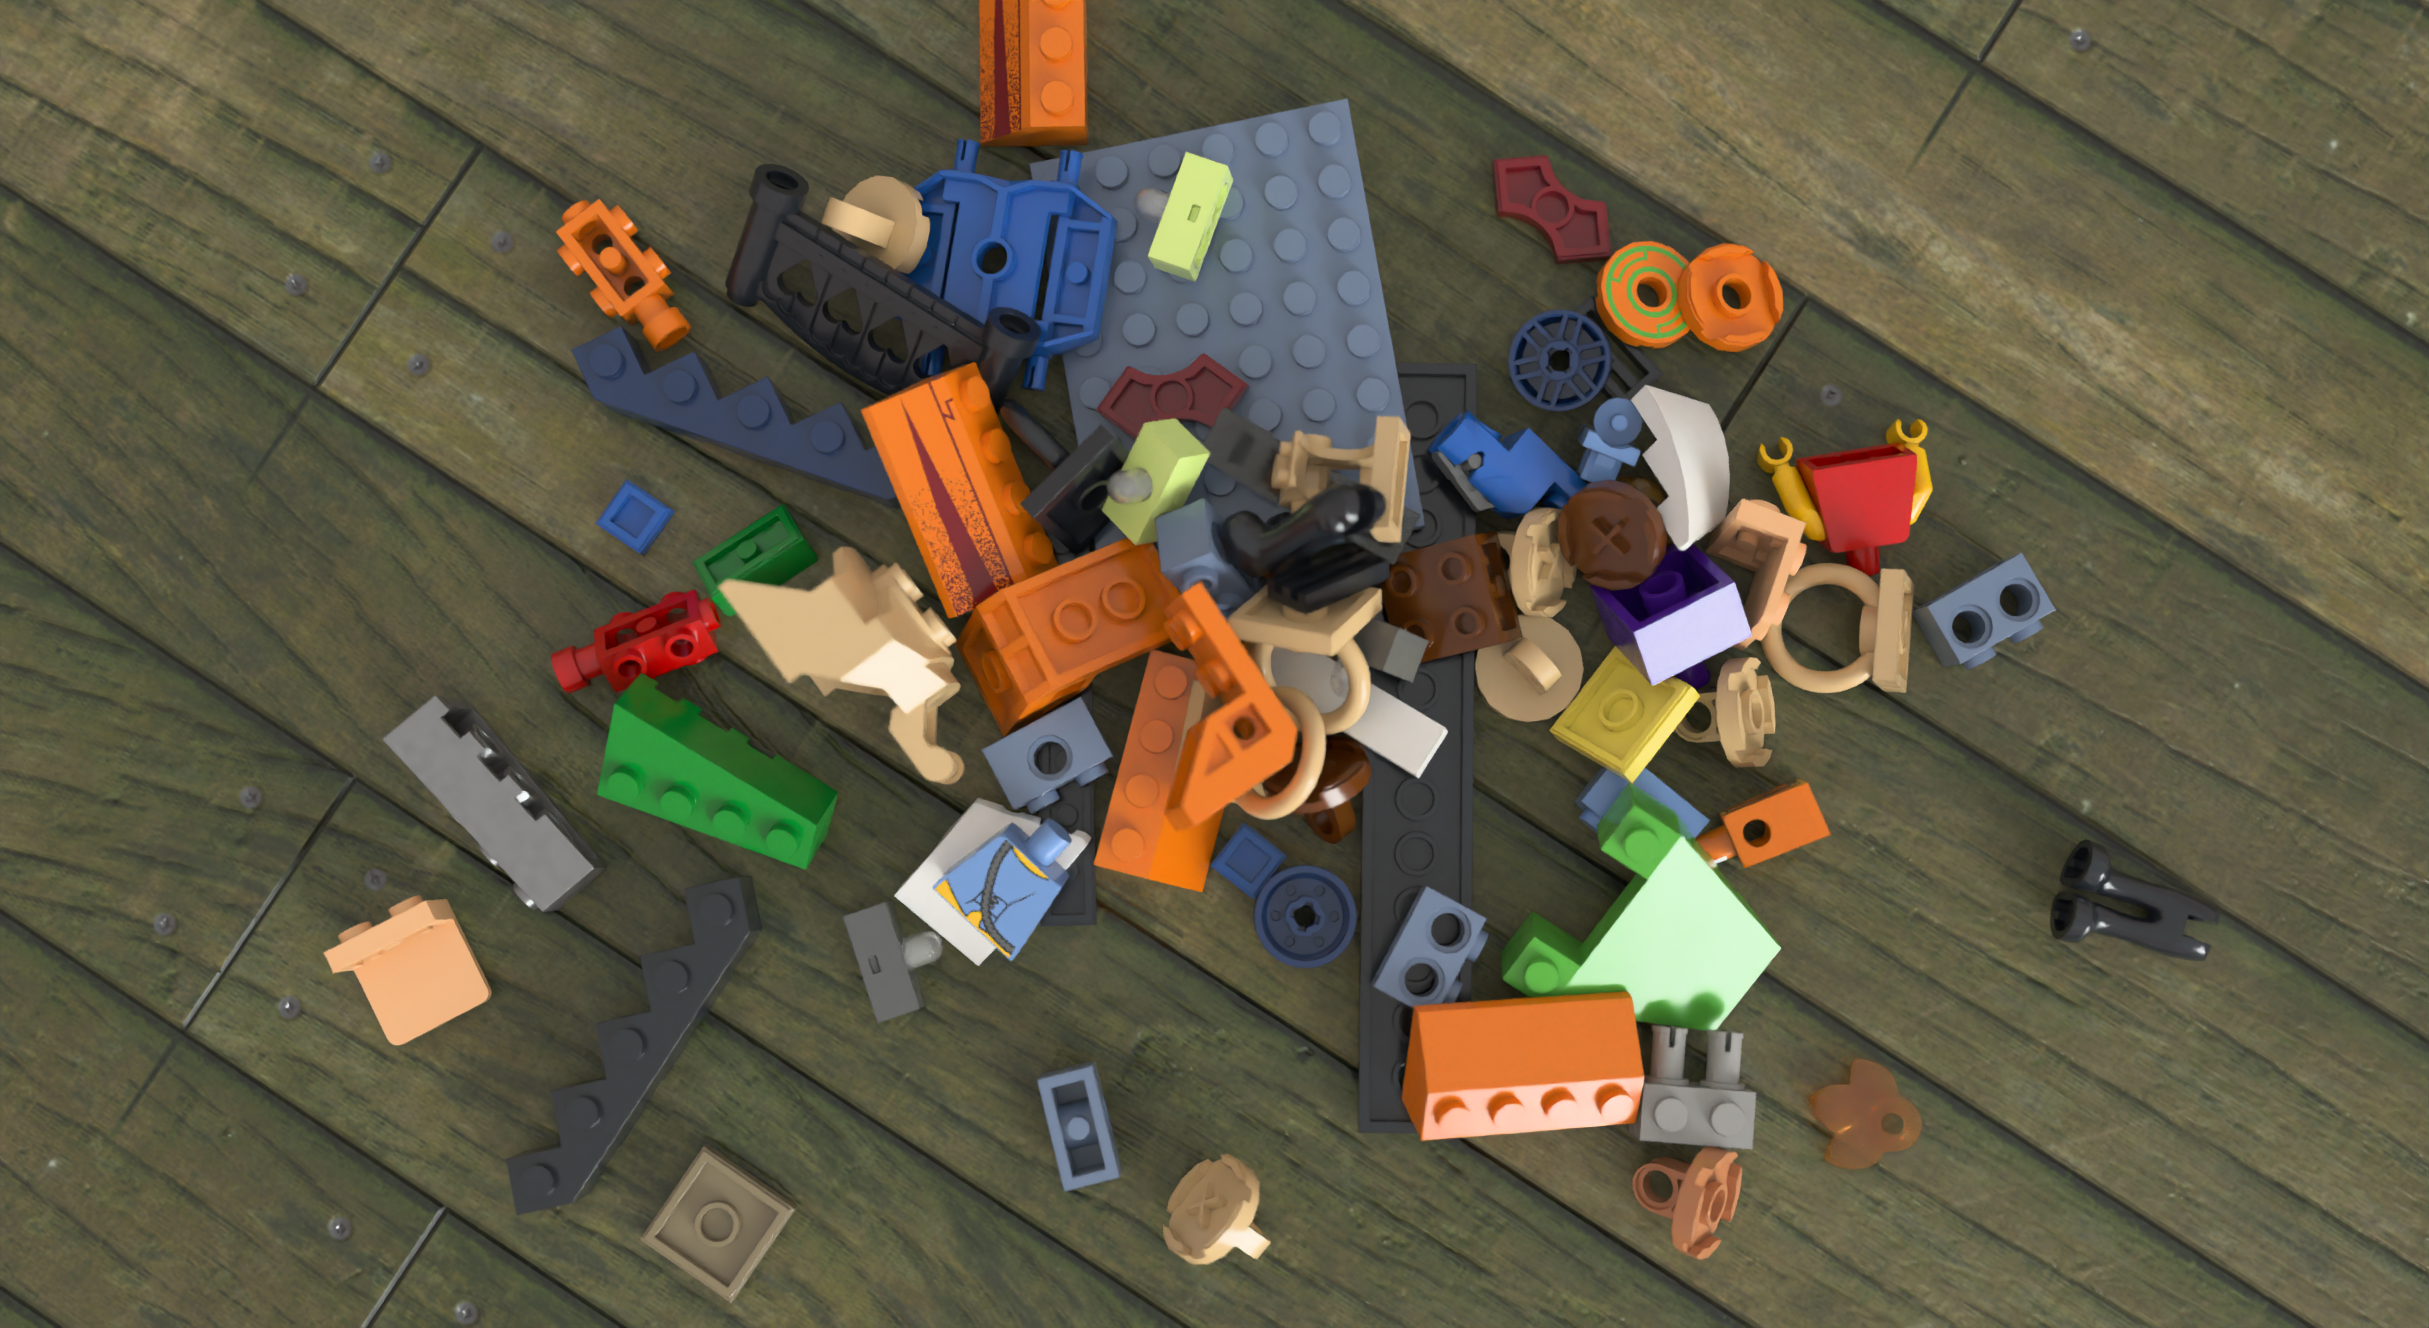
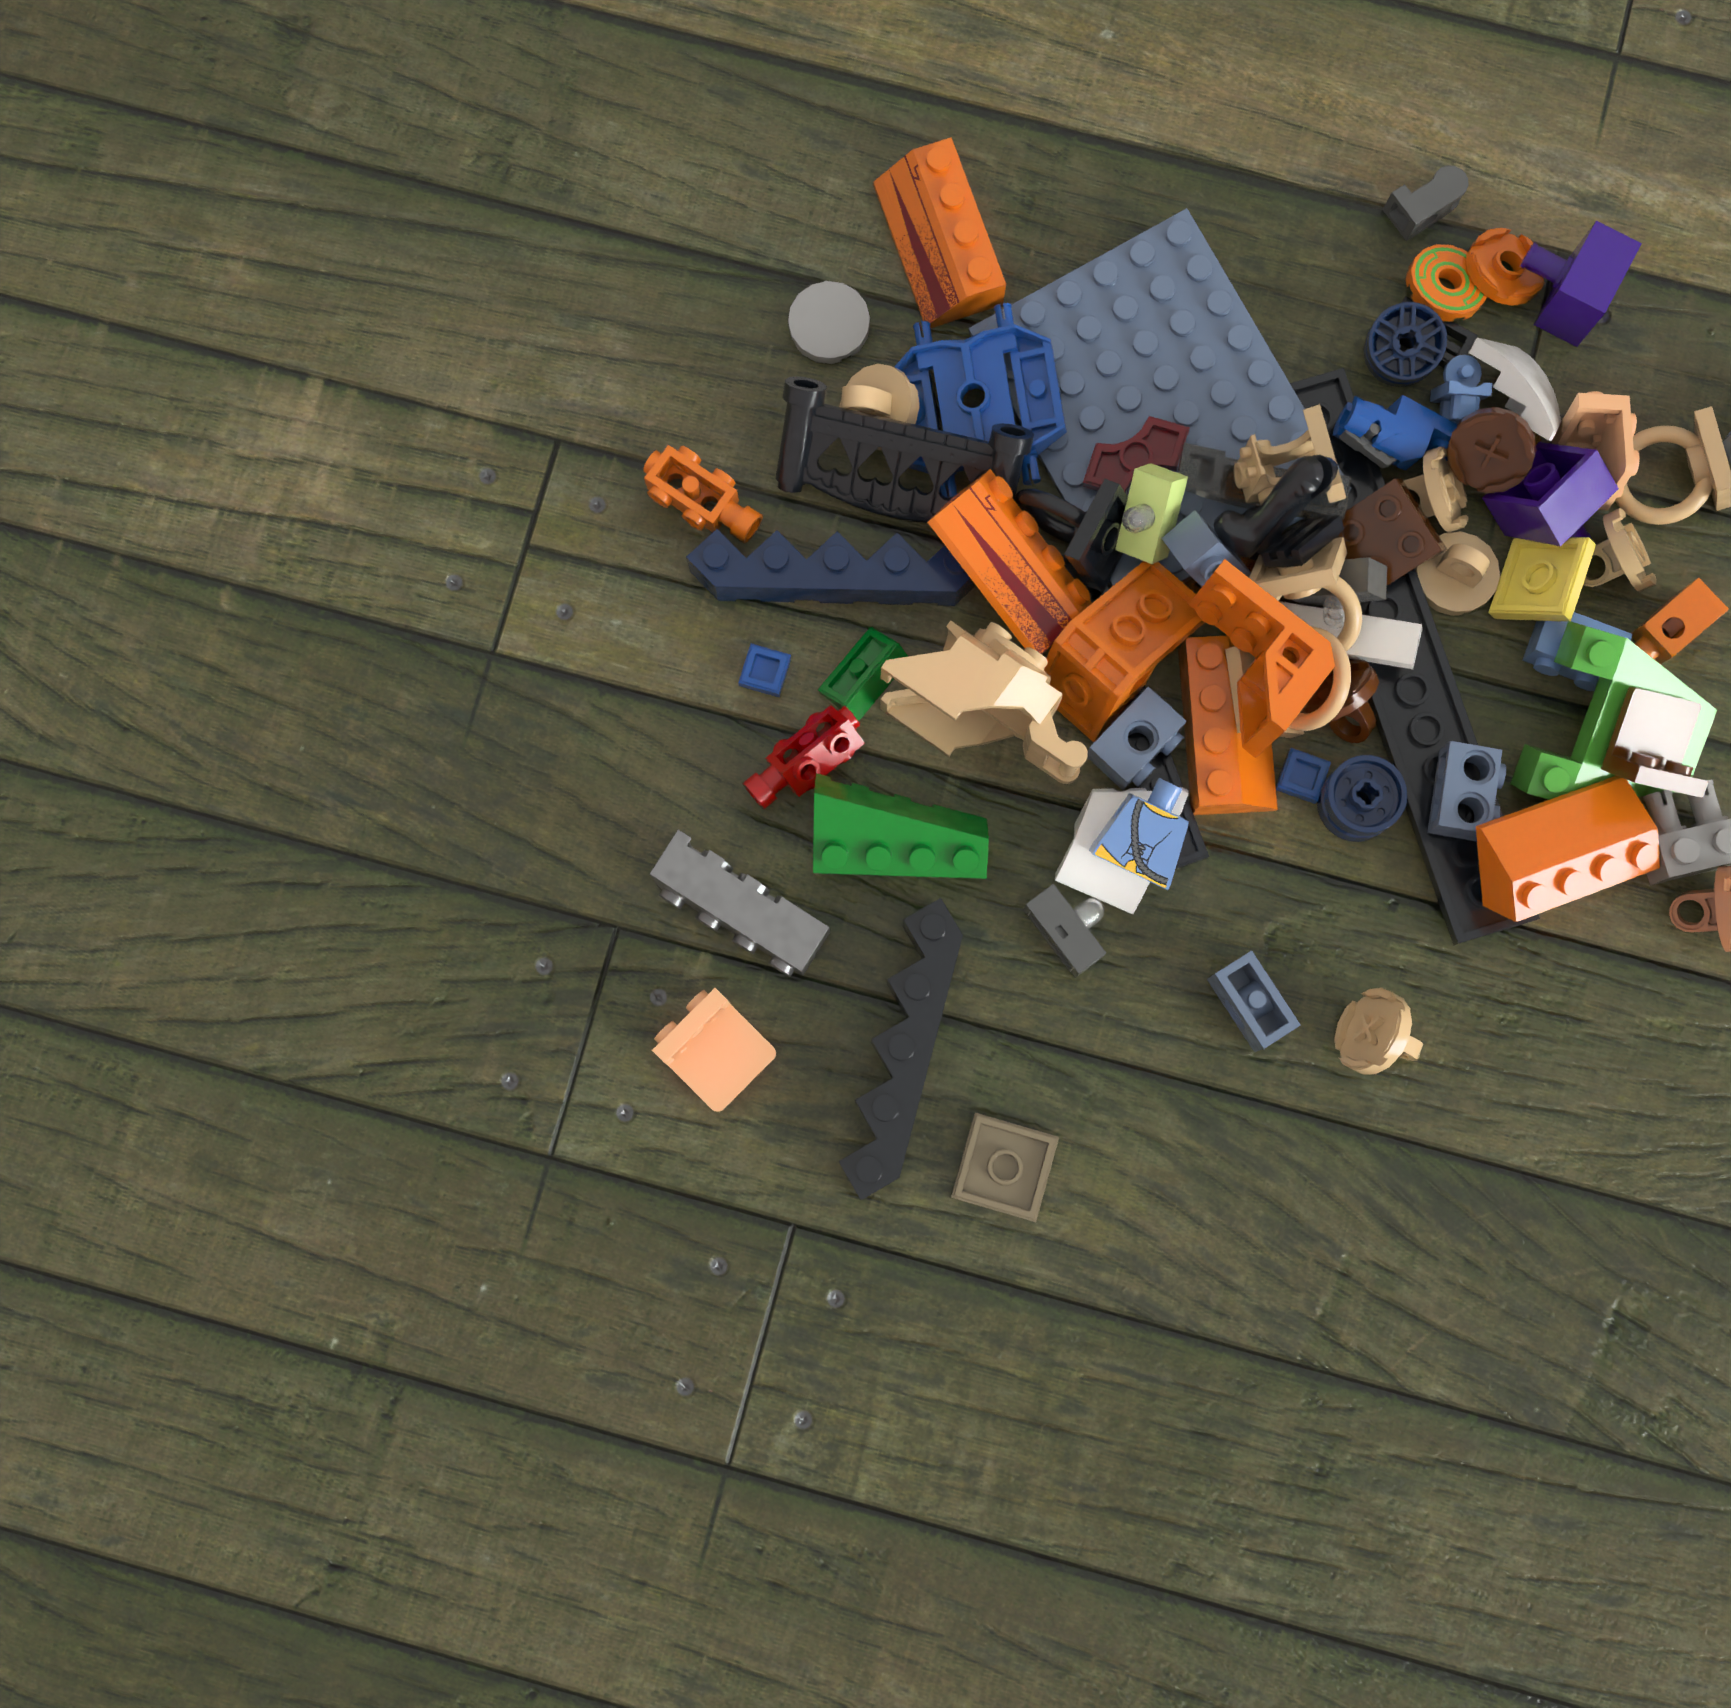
camera: 15 degrees left, 5 degrees down
(861, 100) = (829, 322): none -> light grey tile
(1185, 215) = (1102, 323): yellowish green piece -> none
(1571, 225) = (1338, 240): dark red tile -> none
(1661, 184) = (1428, 204): none -> dark grey leg
(1675, 972) = (1653, 742): none -> bracket
(1810, 351) = (1581, 283): none -> dark purple brick
(1856, 495) = (1653, 372): torso -> none

